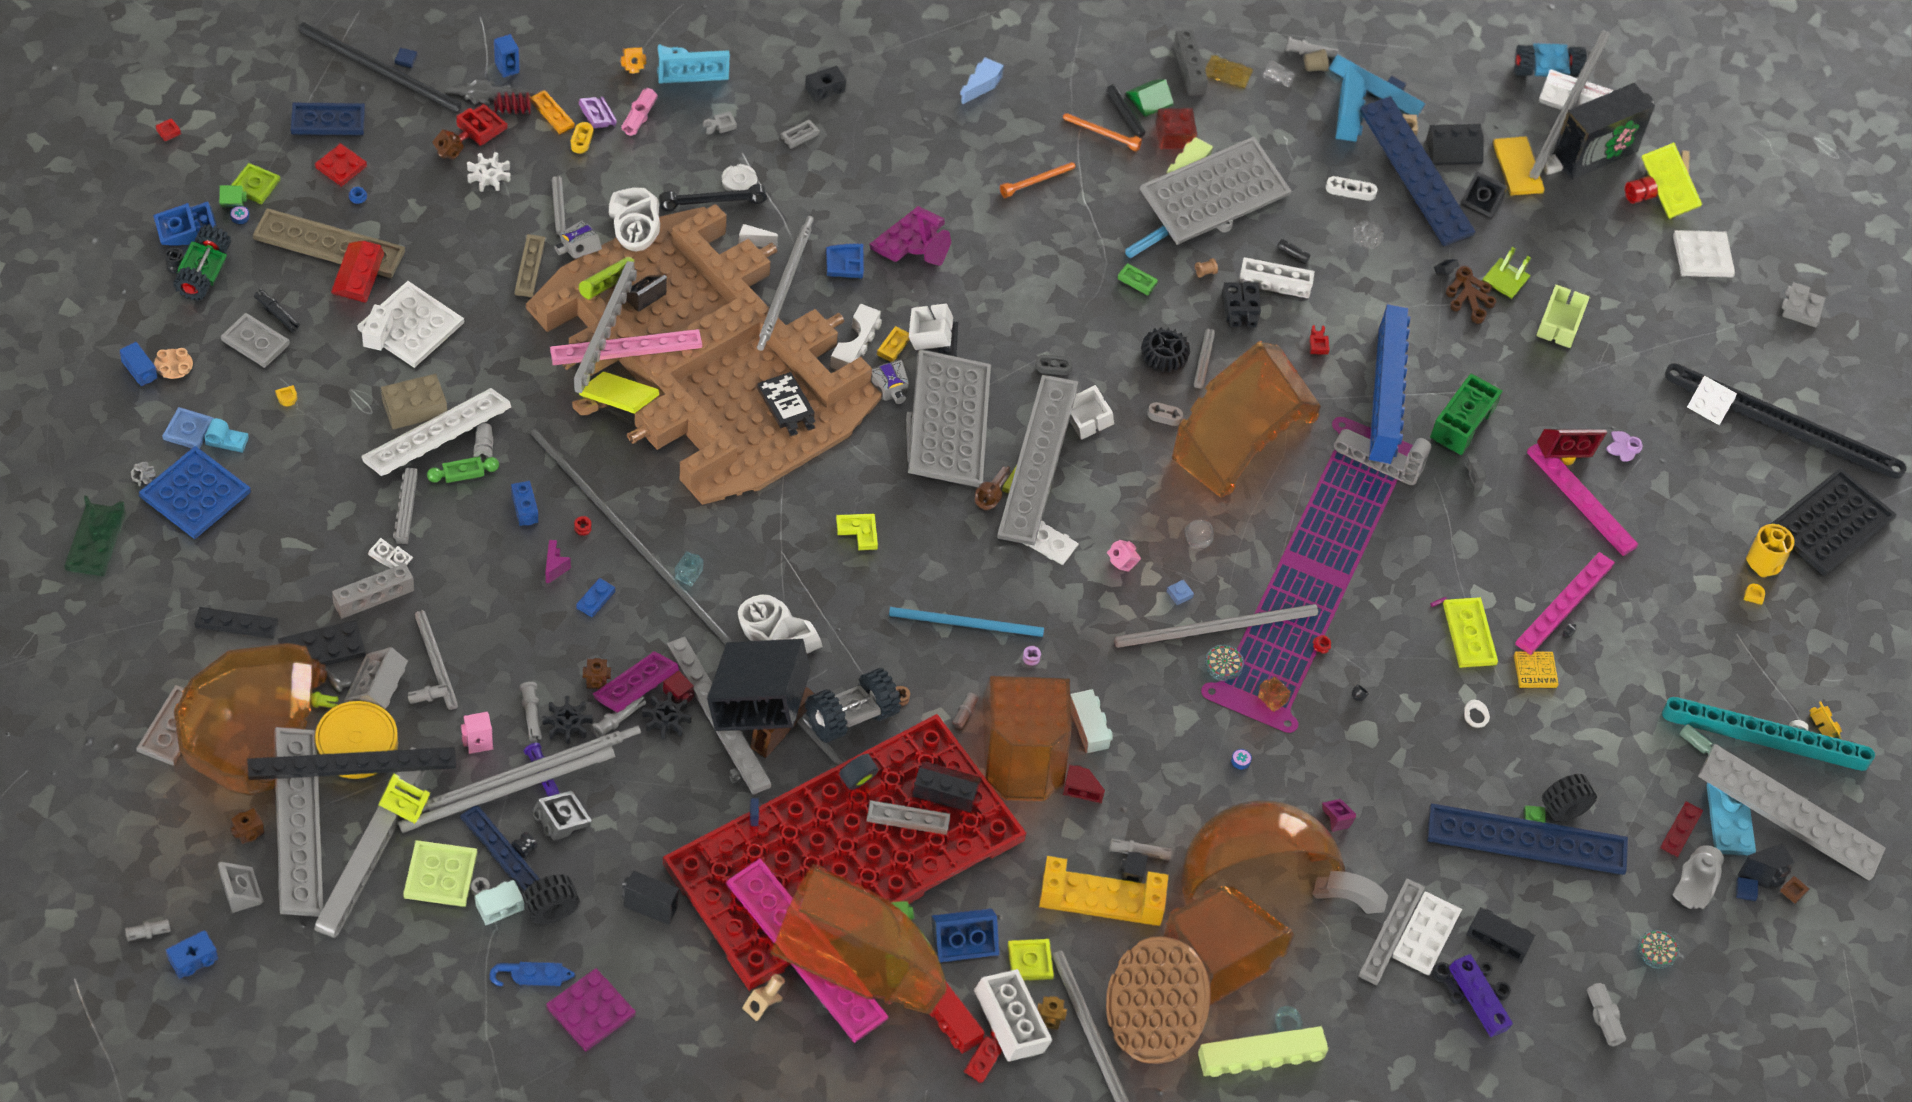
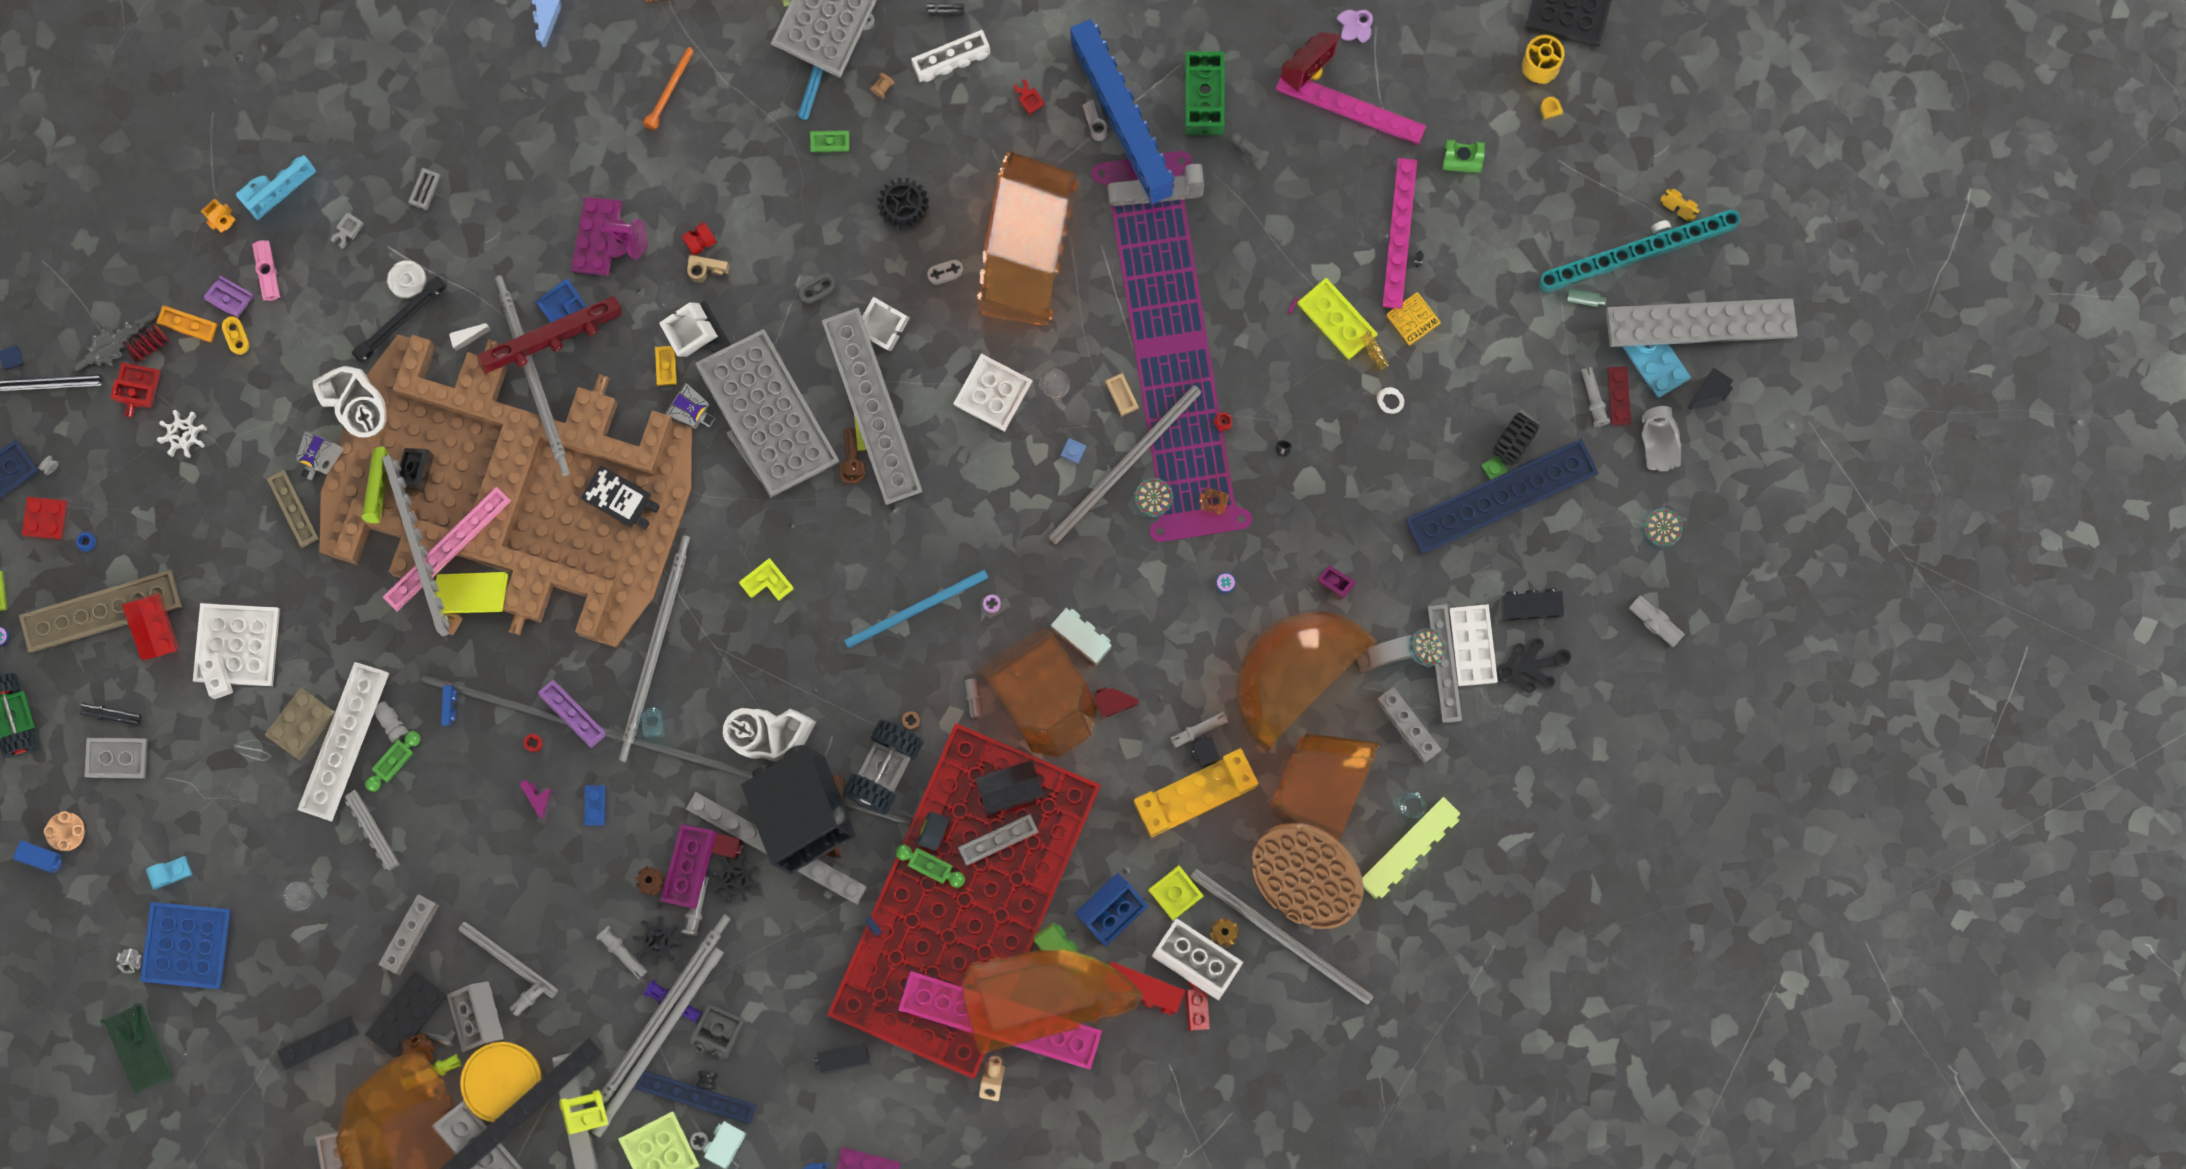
camera: 25 degrees left, 25 degrees up
(187, 428) = (129, 885): medium blue tile -> none
(286, 396) = (186, 793): yellow tile -> none
(310, 512) = (298, 896): none -> clear hair
(373, 133) = (48, 465): none -> light grey bush
(388, 555) = (395, 888): white slope -> none
(448, 144) = (125, 432): reddish brown brick -> none
(477, 733) = (596, 1009): bright pink brick -> none
(506, 55) = (103, 296): blue brick -> none
(524, 503) = (470, 758): blue brick -> none
(538, 456) = (448, 712): none -> blue plate
(551, 899) = (767, 1118): black tyre -> none
(558, 204) = (269, 424): light grey axle -> none
(630, 521) = (572, 713): none -> medium lavender plate
(731, 520) = (654, 648): none -> light grey axle
(820, 265) = (549, 335): none -> dark red piece
(825, 83) = (409, 106): black brick -> none
(836, 799) = (930, 866): none -> bright green plate
(865, 323) = (633, 409): white arch -> none
(973, 297) = (715, 266): none -> tan plate
(985, 279) = (699, 239): none -> red wheel
(1054, 544) = (937, 476): white piece -> none
(1123, 555) = (1005, 451): bright pink brick -> none
(1143, 513) = (993, 392): none -> white plate
(1204, 358) = (941, 187): light grey axle -> none
(1242, 304) = (940, 109): black hips -> none
(1249, 578) = (1121, 394): none -> tan tile
(1327, 956) = (1408, 725): none -> light grey brick
(1362, 385) = (1095, 119): none -> light grey piece
(1385, 902) = (1427, 647): none -> clear light blue tile
(1480, 995) = (1550, 677): dark purple piece -> none
(1487, 669) = (1374, 350): none -> clear yellow pin
(1654, 580) = (1463, 156): none -> bright green piece
(1657, 822) = (1596, 405): none -> light grey pin
(1746, 889) = (1702, 418): dark blue tile -> none
(1794, 889) = (1741, 393): reddish brown plate -> none

